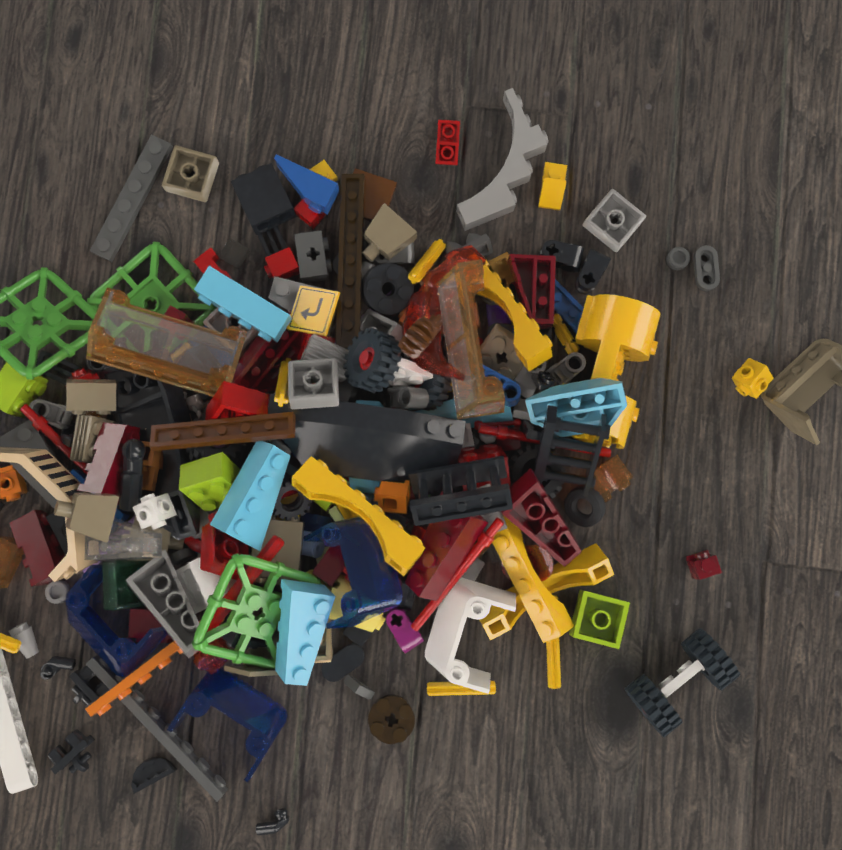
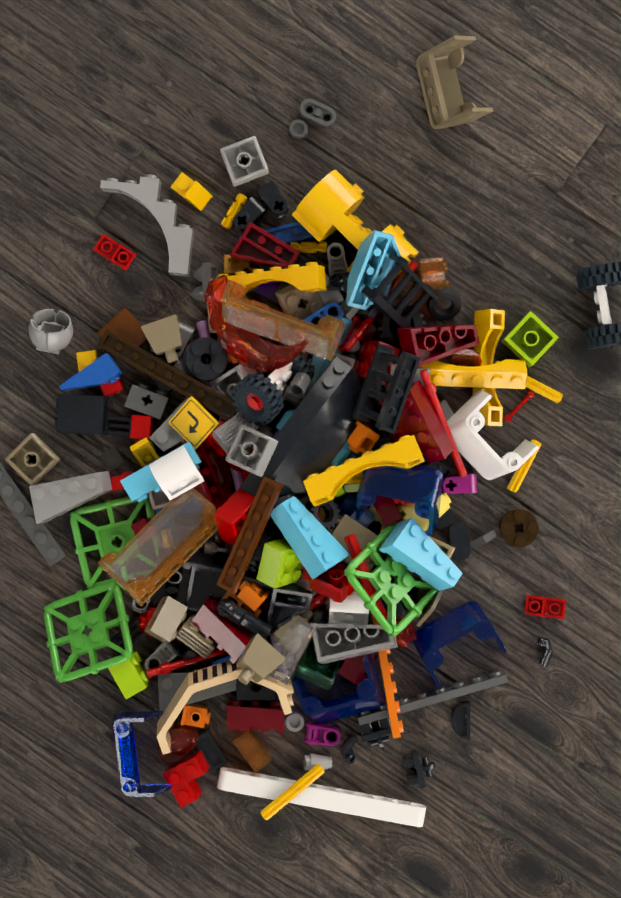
camera: 55 degrees left, 5 degrees up
(54, 627) = (320, 734): none -> magenta piece
(154, 511) = (279, 615): white brick -> none
(164, 471) = (252, 594): none -> orange brick
(166, 221) = (61, 496): none -> light grey wedge
(247, 318) = (176, 473): none -> white brick
(258, 280) = (145, 452): none -> yellow slope
(281, 392) = (236, 472): yellow axle -> none
(322, 796) = (545, 606): none -> red slope
(331, 119) = (50, 330): none -> light grey piece
(420, 335) = (259, 354): reddish brown gear -> none
(426, 261) = (199, 318): yellow axle -> none
(503, 642) = (530, 394): none -> red hinge
(542, 237) = (234, 209): none -> yellow axle
(703, 565) = (533, 242): dark red brick -> none
(752, 378) = (418, 128): yellow brick -> none

